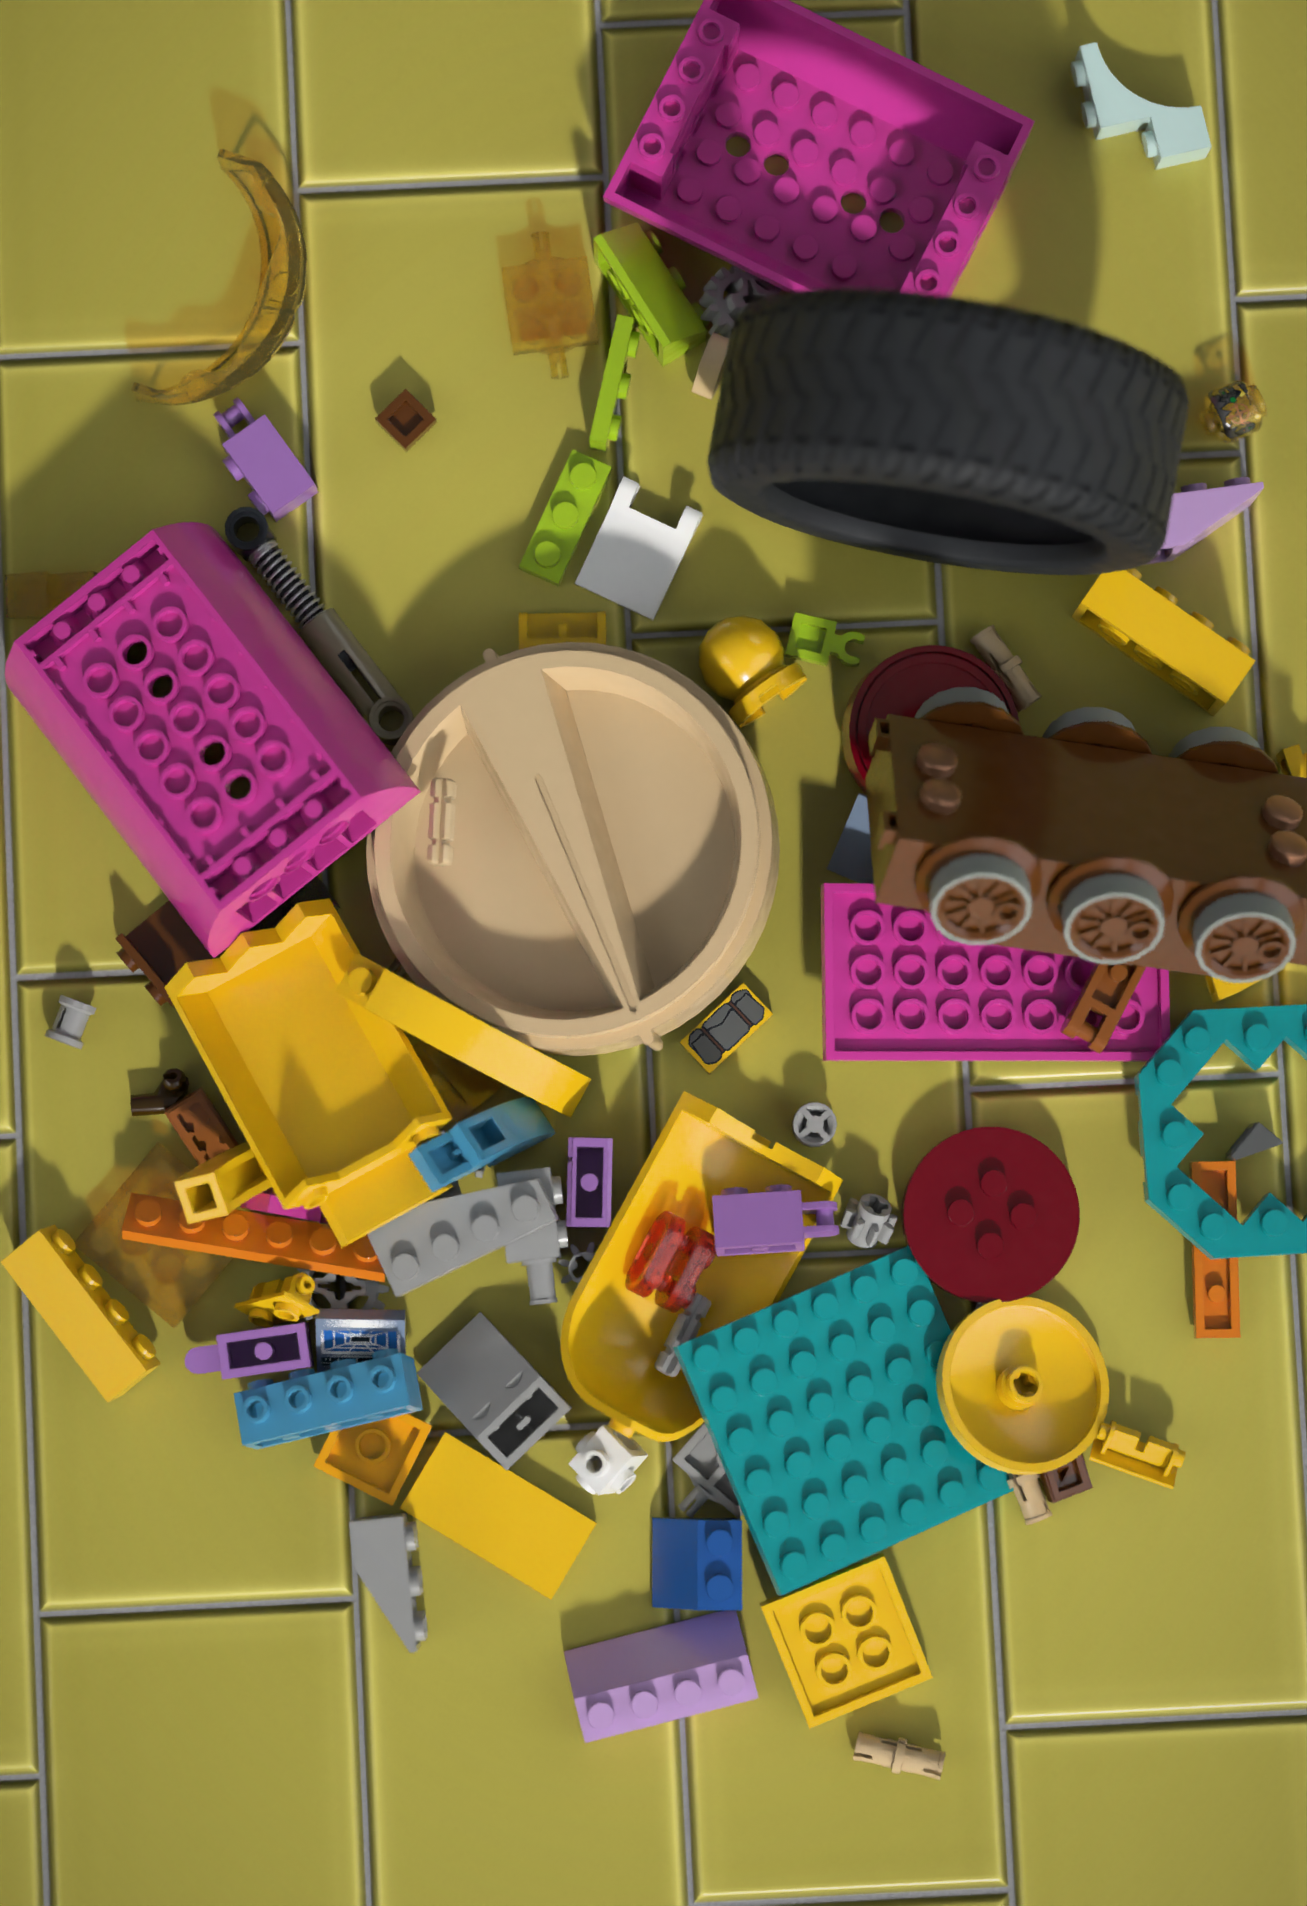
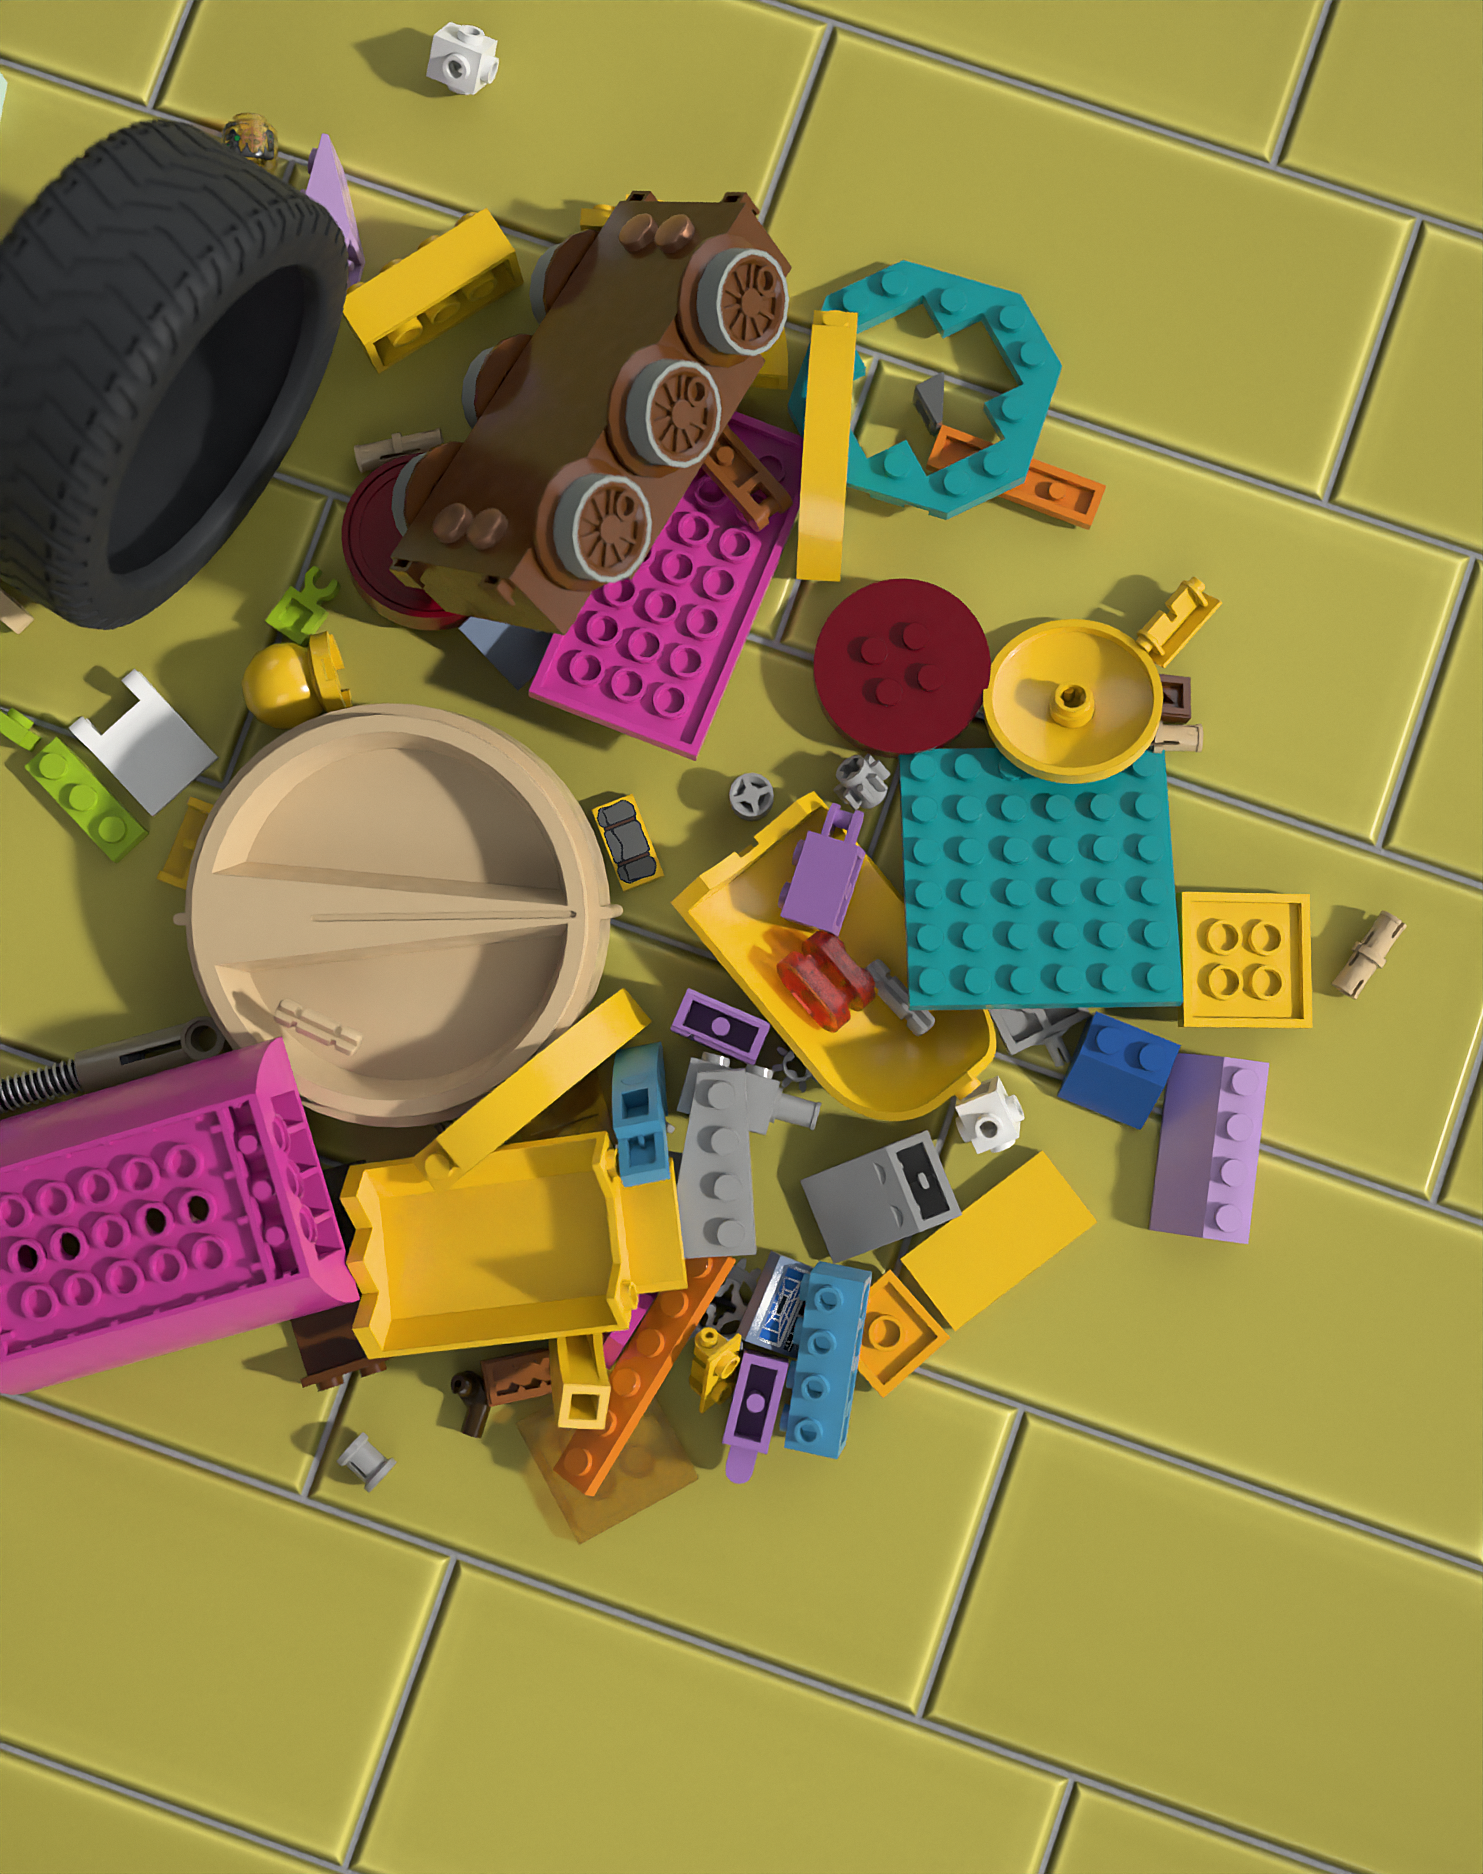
camera: 55 degrees left, 0 degrees up
(81, 1312) = (647, 1563): yellow brick -> none
(385, 1565) = (1009, 1368): light grey slope -> none
(1169, 1061) = (826, 445): none -> yellow arch

